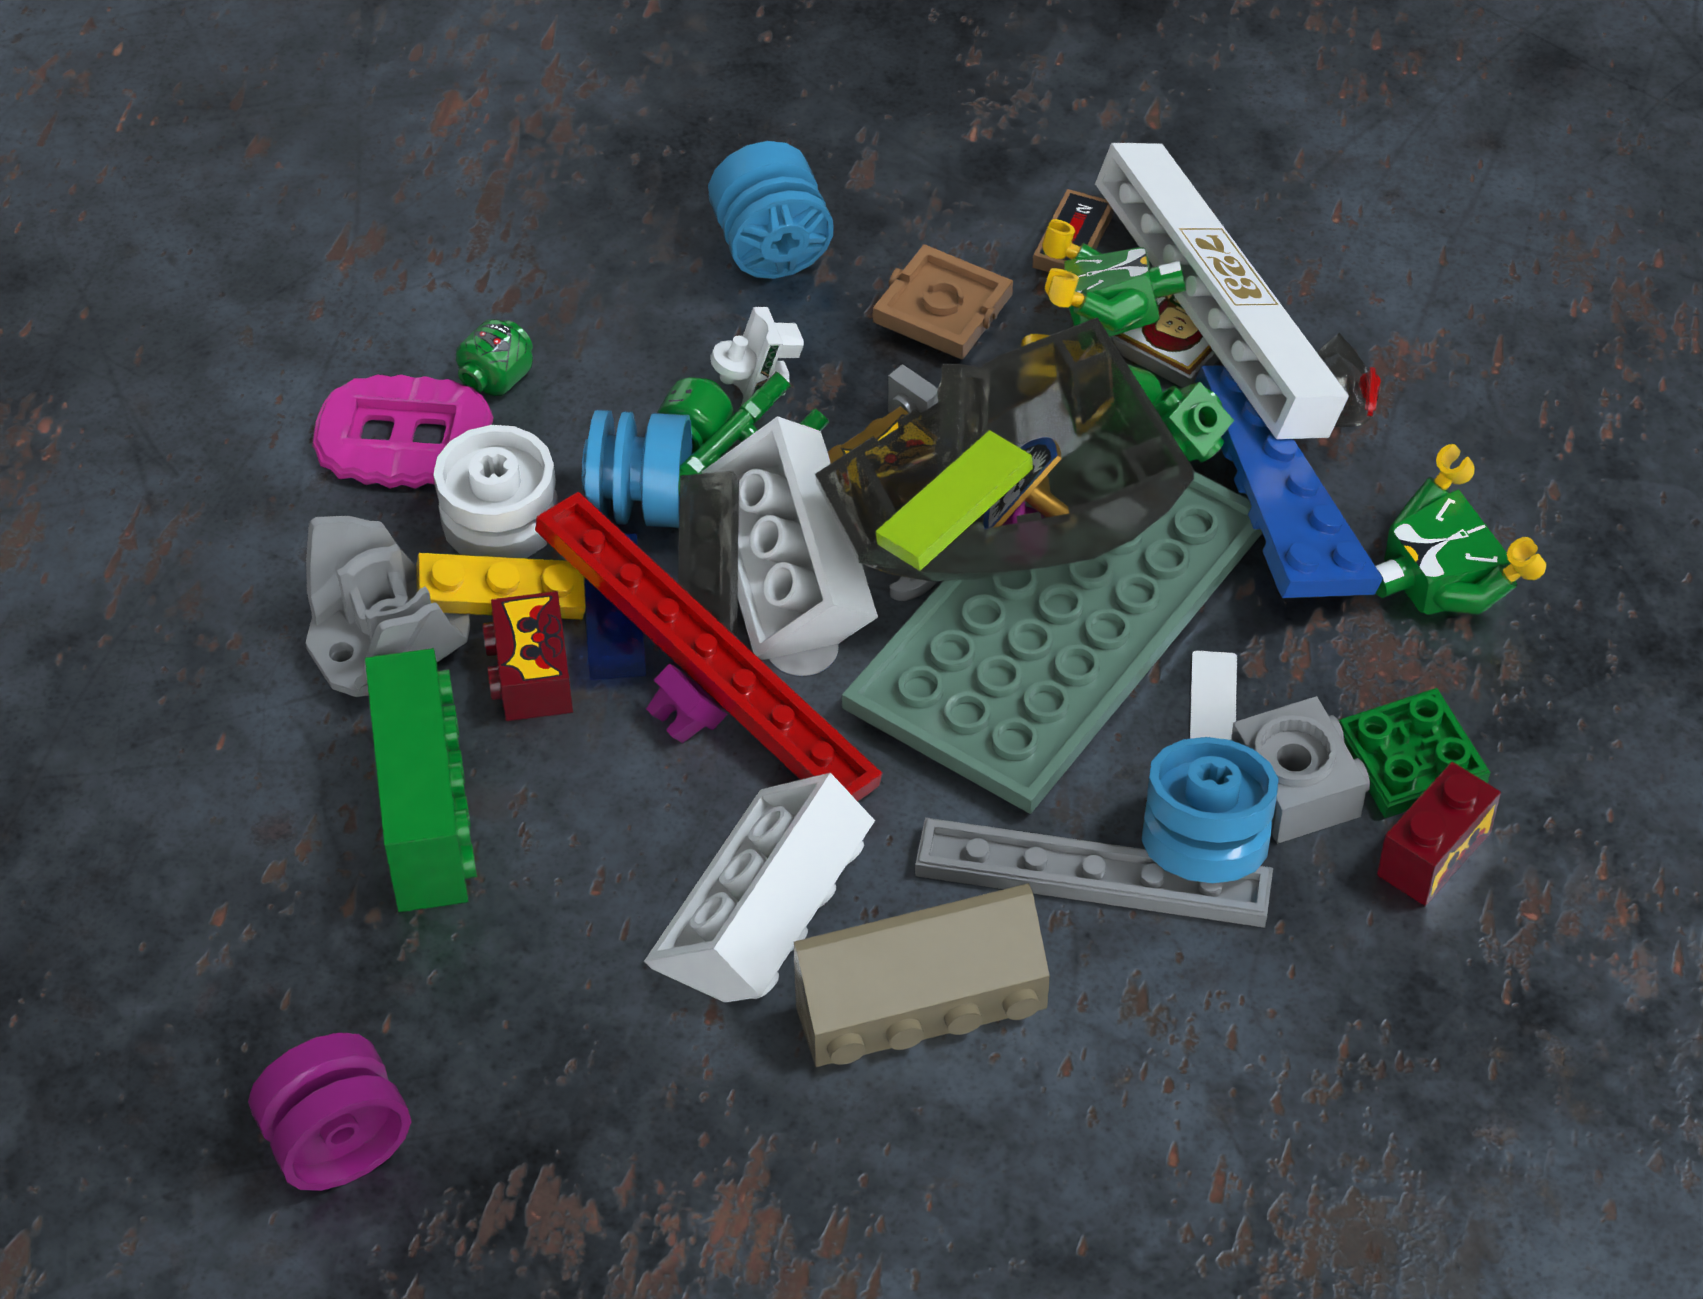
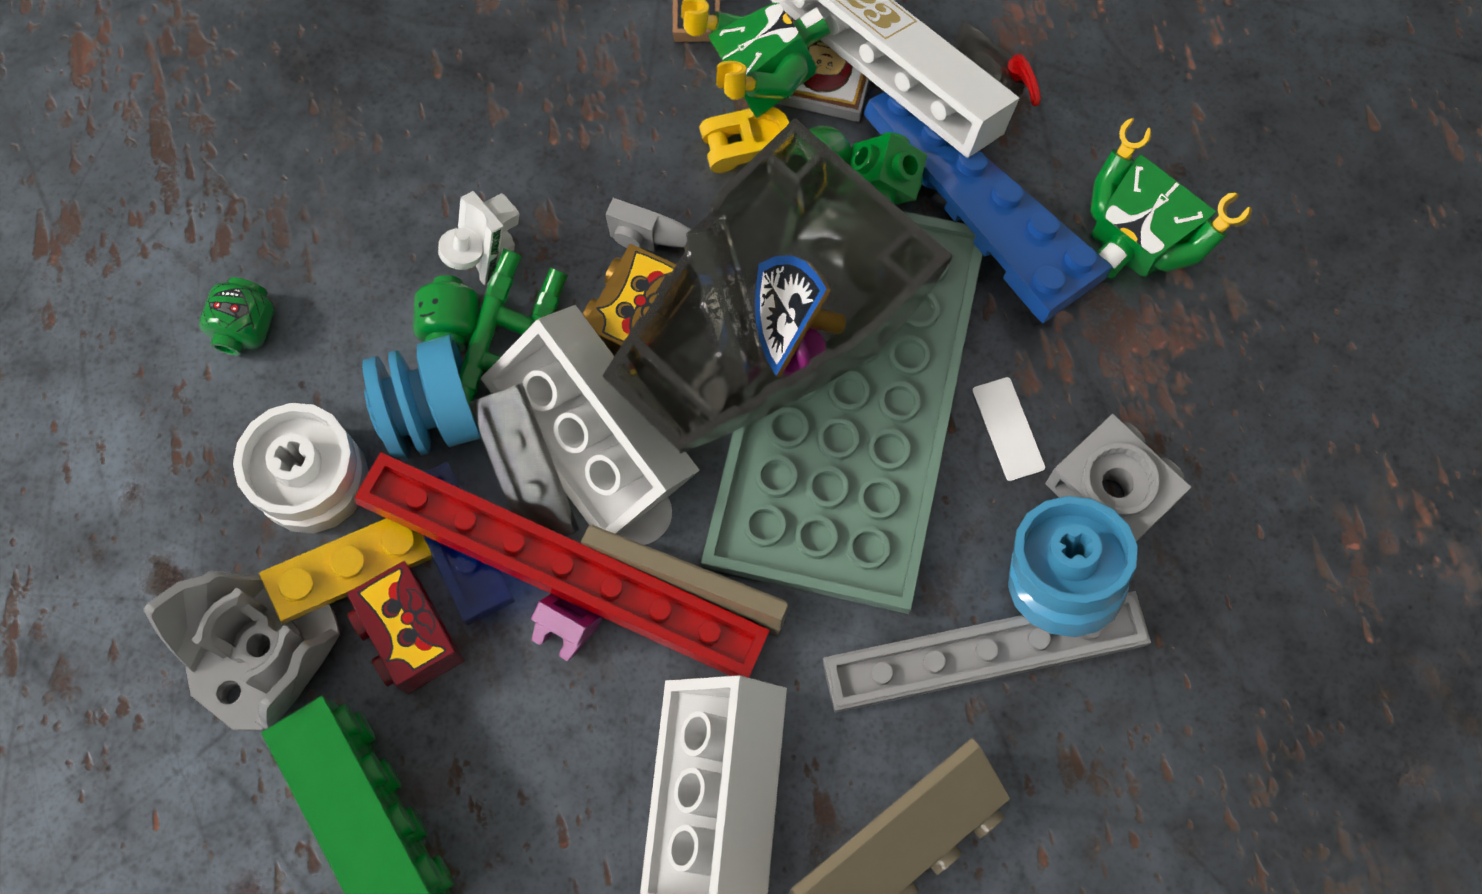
camera: 20 degrees left, 20 degrees up
(405, 403) = (178, 389): dark pink piece -> none
(770, 209) = (425, 73): dark azure wheel -> none
(856, 725) = (721, 591): none -> dark tan tile
(942, 301) = (614, 109): medium nougat plate -> none
(954, 500) = (748, 366): lime tile -> none
(1408, 748) = (1197, 422): green tile -> none
(1438, 833) = (1262, 506): dark red brick -> none

